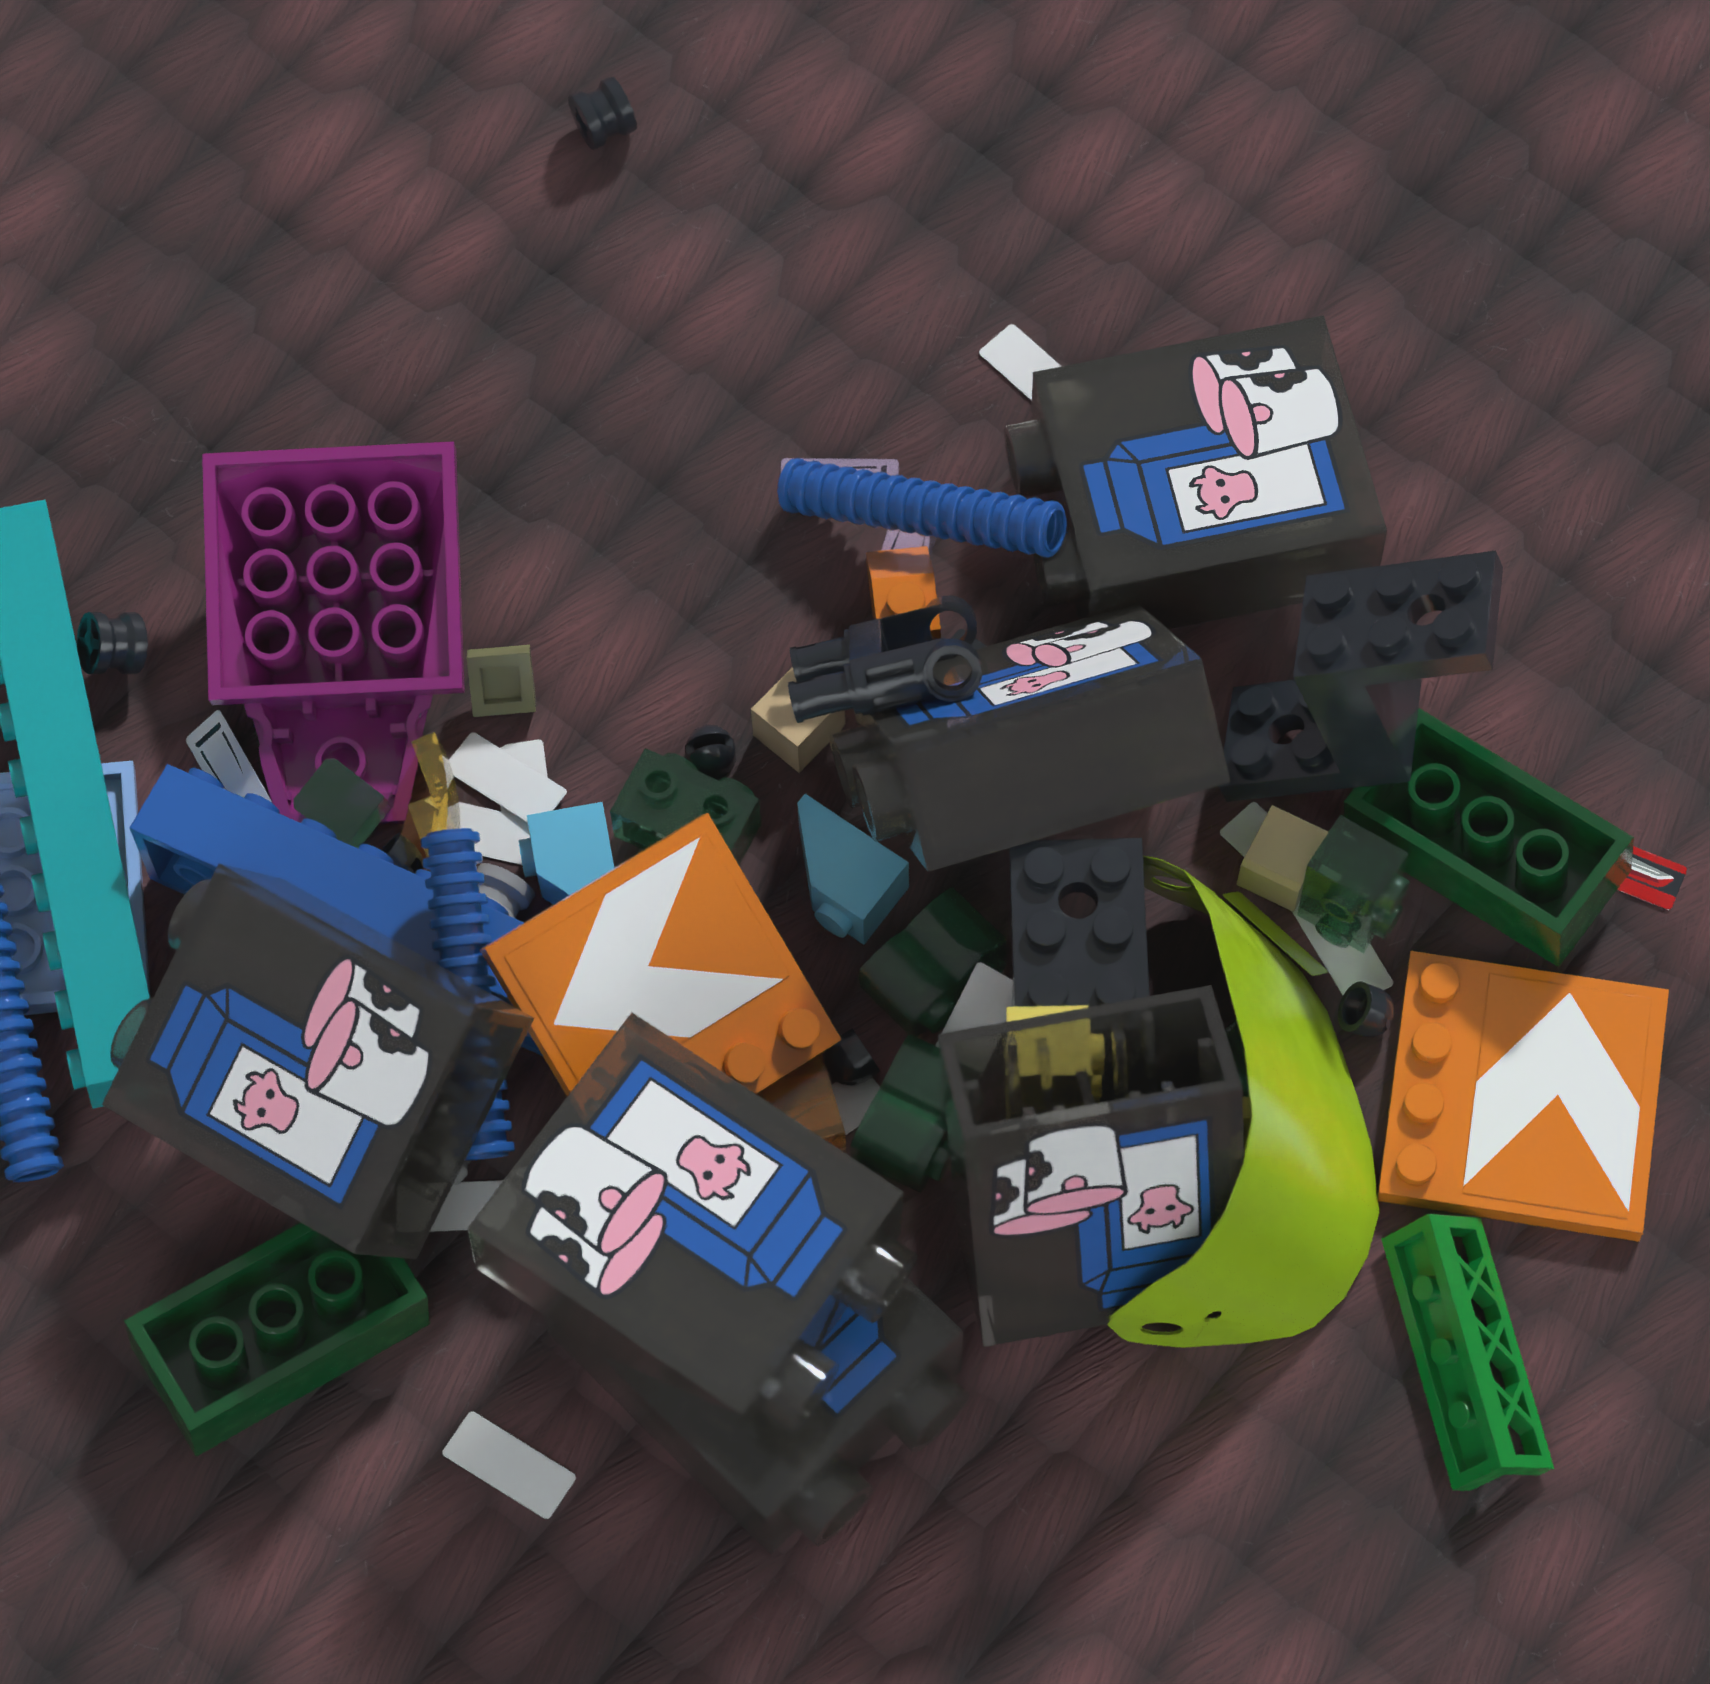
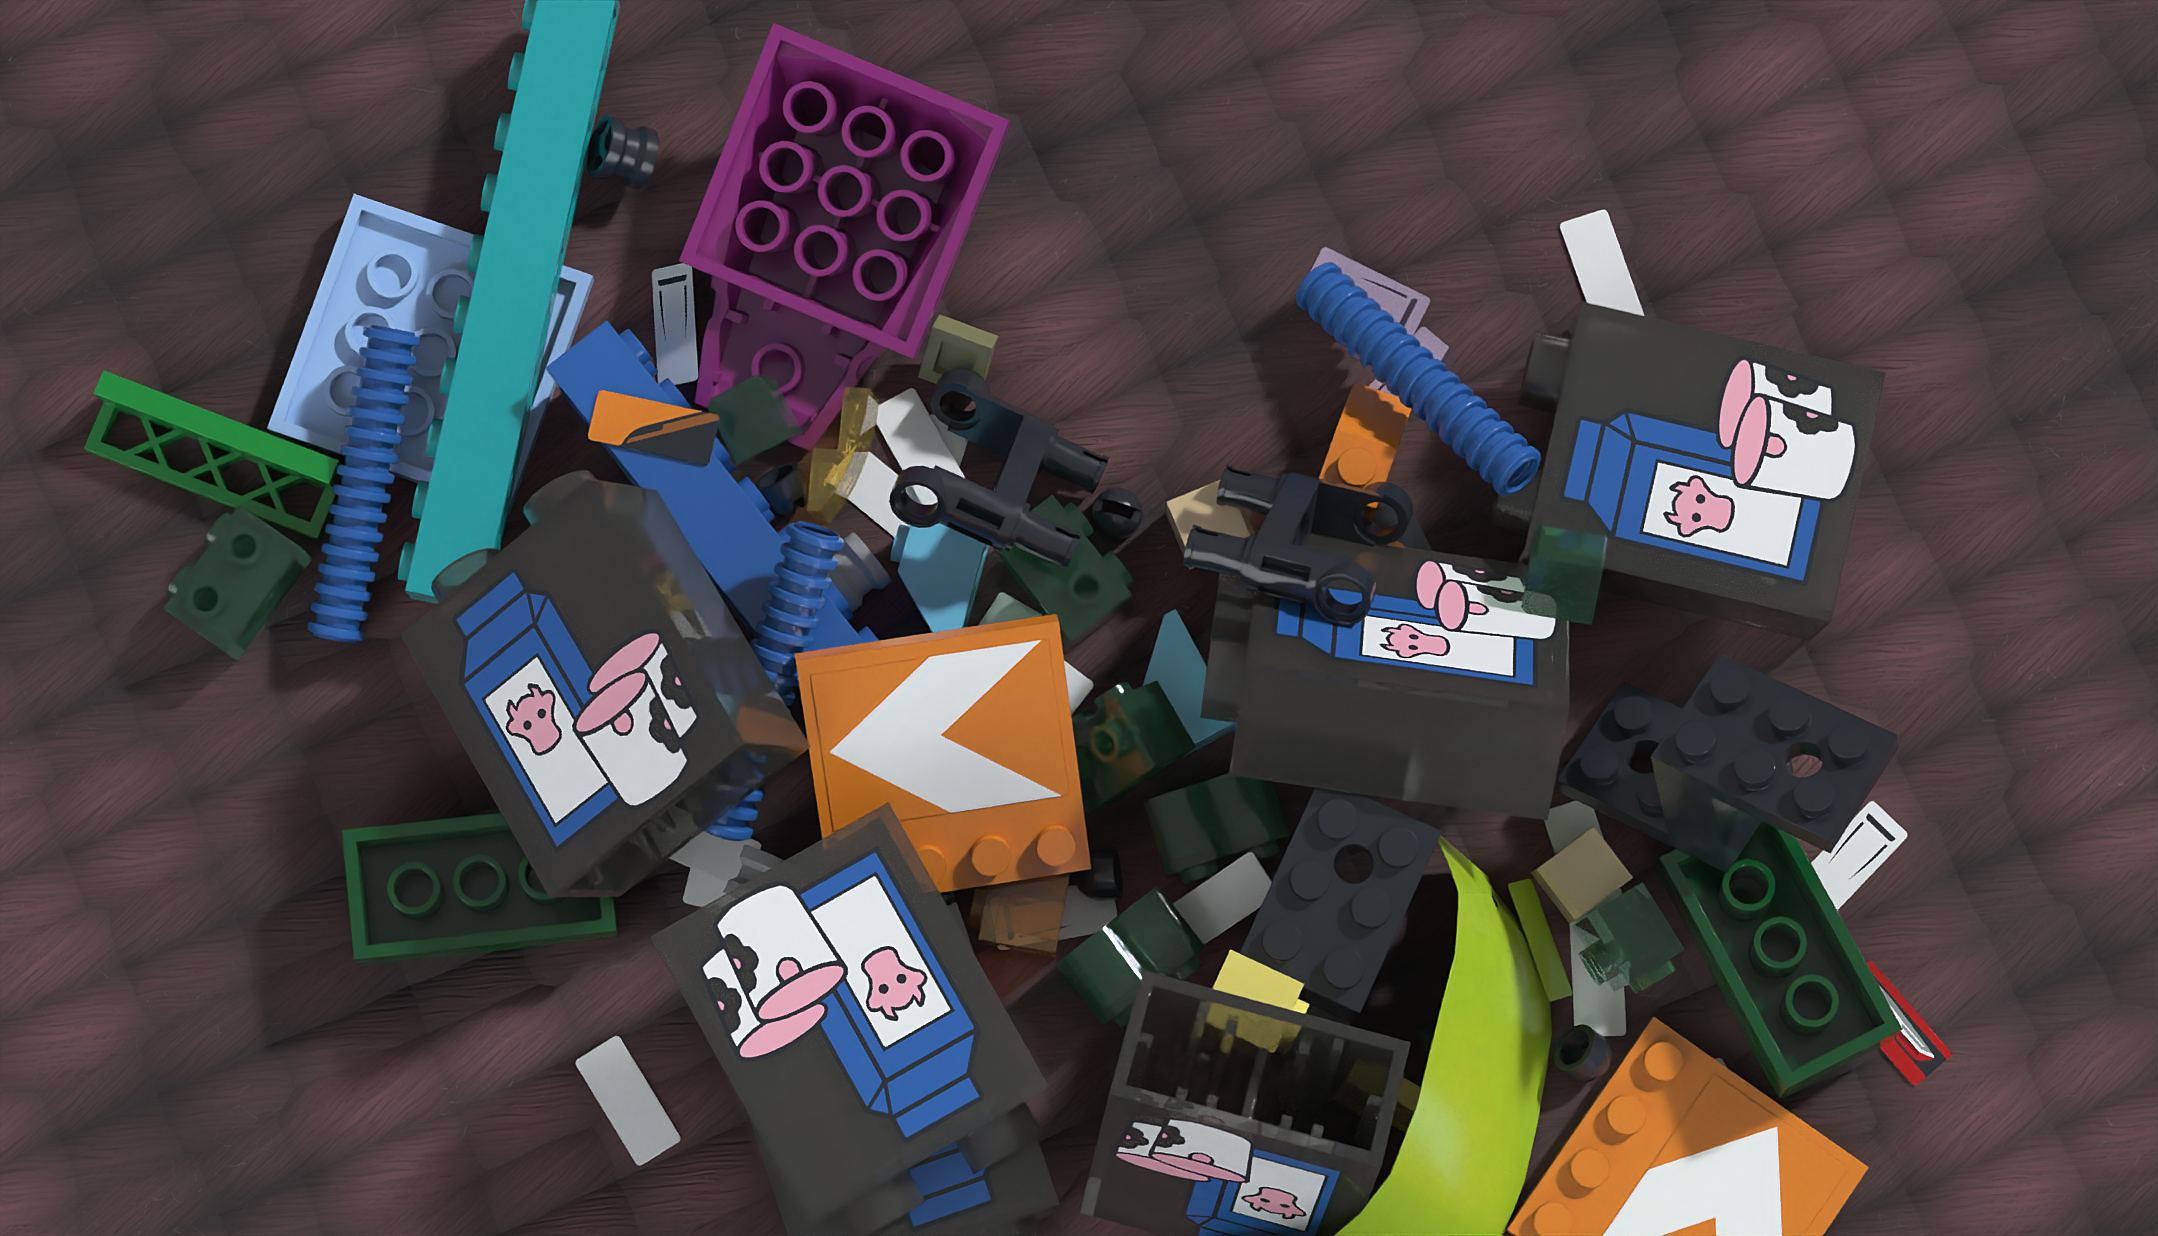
camera: 25 degrees right, 15 degrees up
(254, 833) = (653, 427): none -> sticker
(585, 752) = (1000, 514): none -> black connector
(823, 918) = (1126, 743): none -> clear green brick
(1135, 588) = (1563, 574): none -> clear green piece
(1516, 729) = (1859, 852): none -> white sticker

